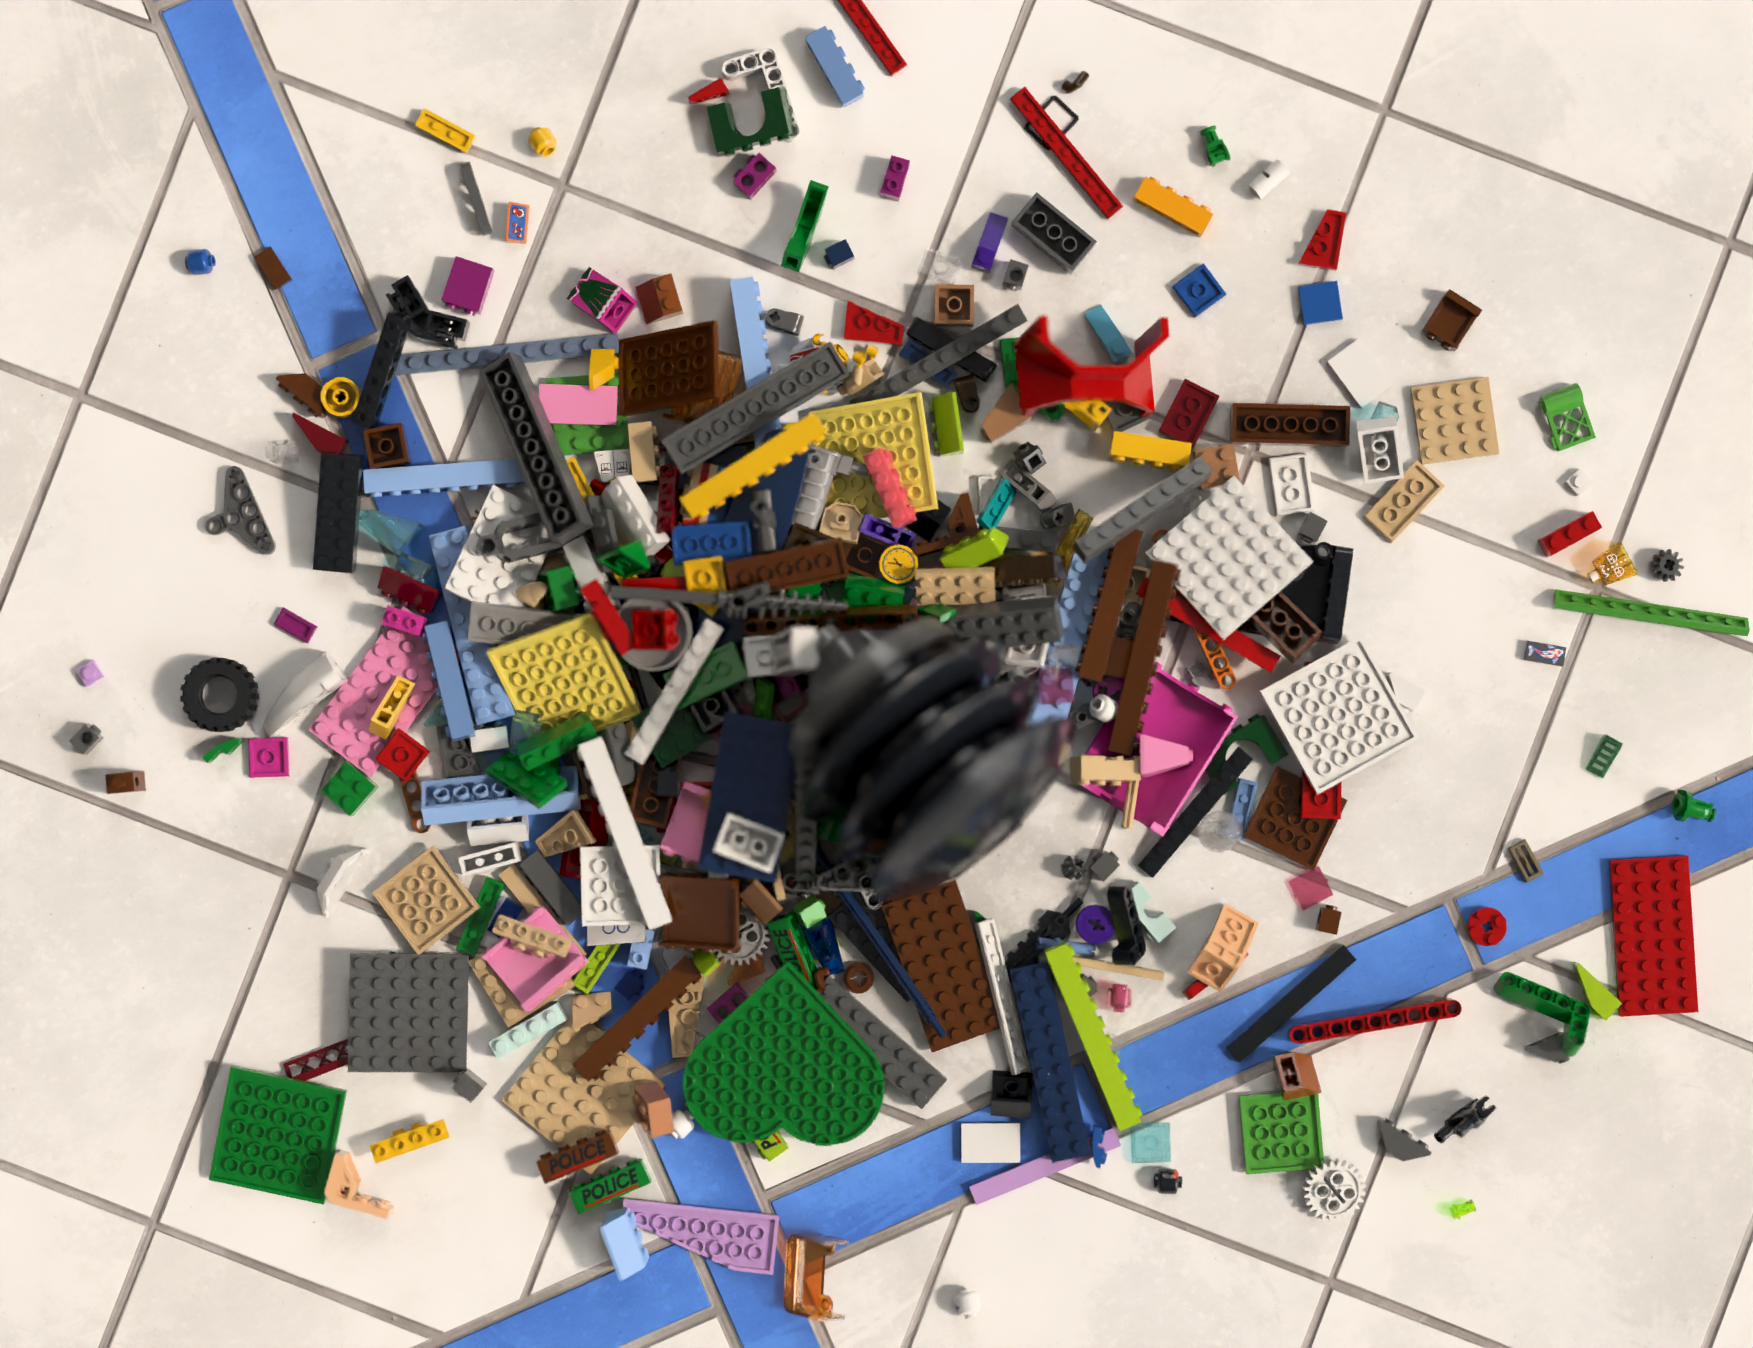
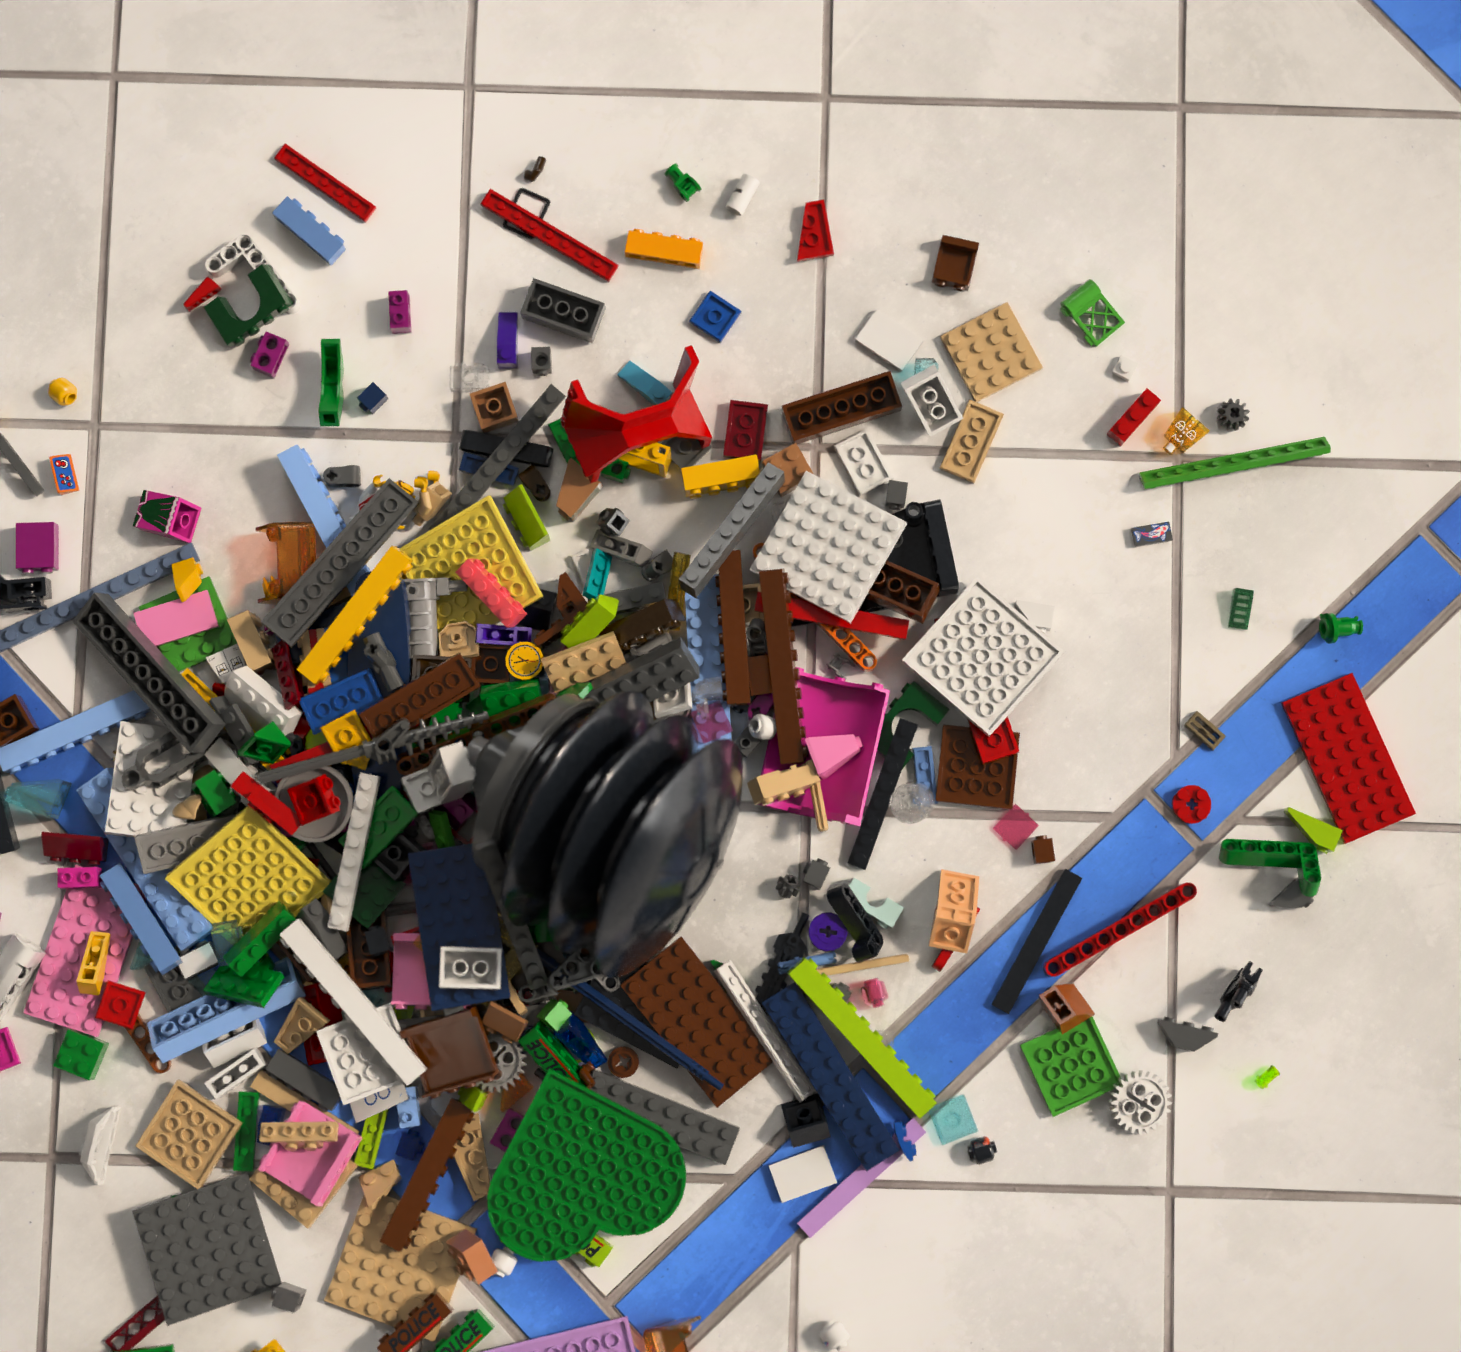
camera: 20 degrees left, 5 degrees down
(417, 570) = (77, 825): clear light blue brick -> none
(528, 1030) = (327, 1224): light aqua brick -> none
(659, 299) = (220, 497): dark orange slope -> none
(669, 368) = (248, 555): reddish brown plate -> none
(870, 327) = (422, 455): red wing -> none
(1320, 303) = (830, 289): blue tile -> none

